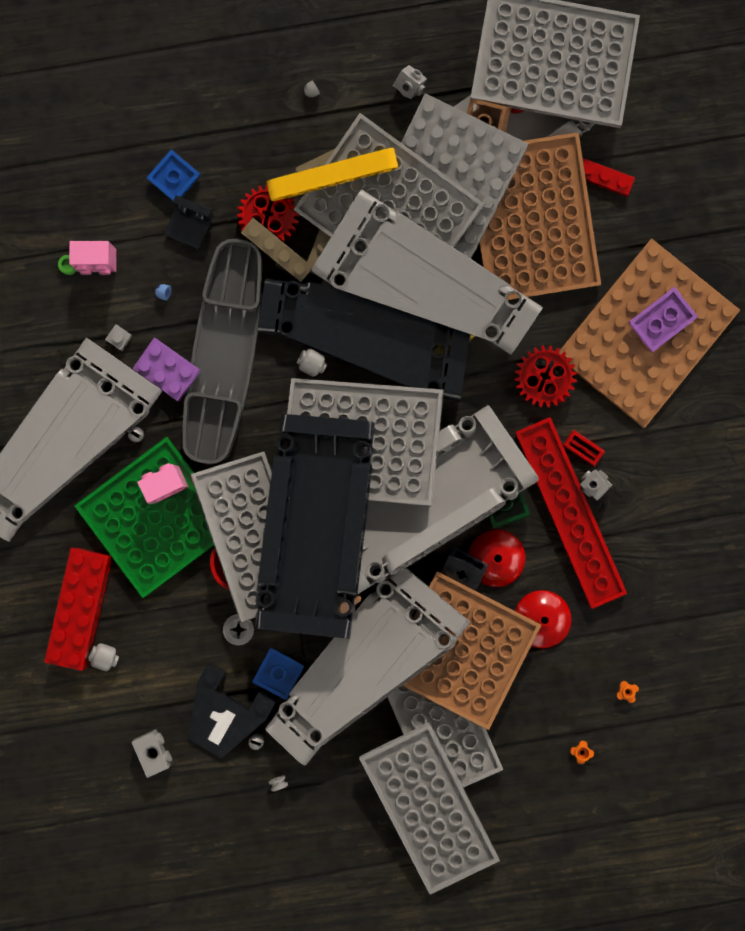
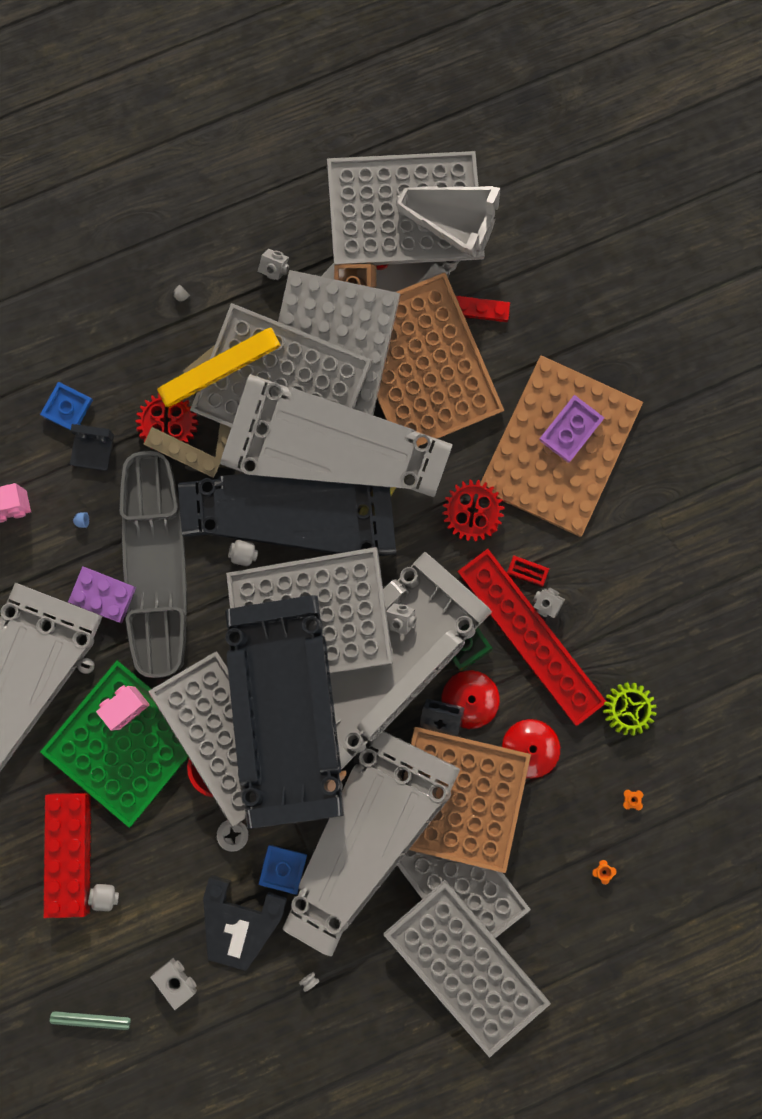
camera: 15 degrees left, 5 degrees down
(65, 767) = (89, 1020): none -> sand green axle
(118, 337) = (47, 575): light grey plate -> none
(258, 738) = (277, 940): light grey hinge -> none
(449, 464) = (401, 618): none -> light grey brick
(602, 75) = (453, 213): none -> light grey cone
(648, 613) = (627, 701): none -> lime gear

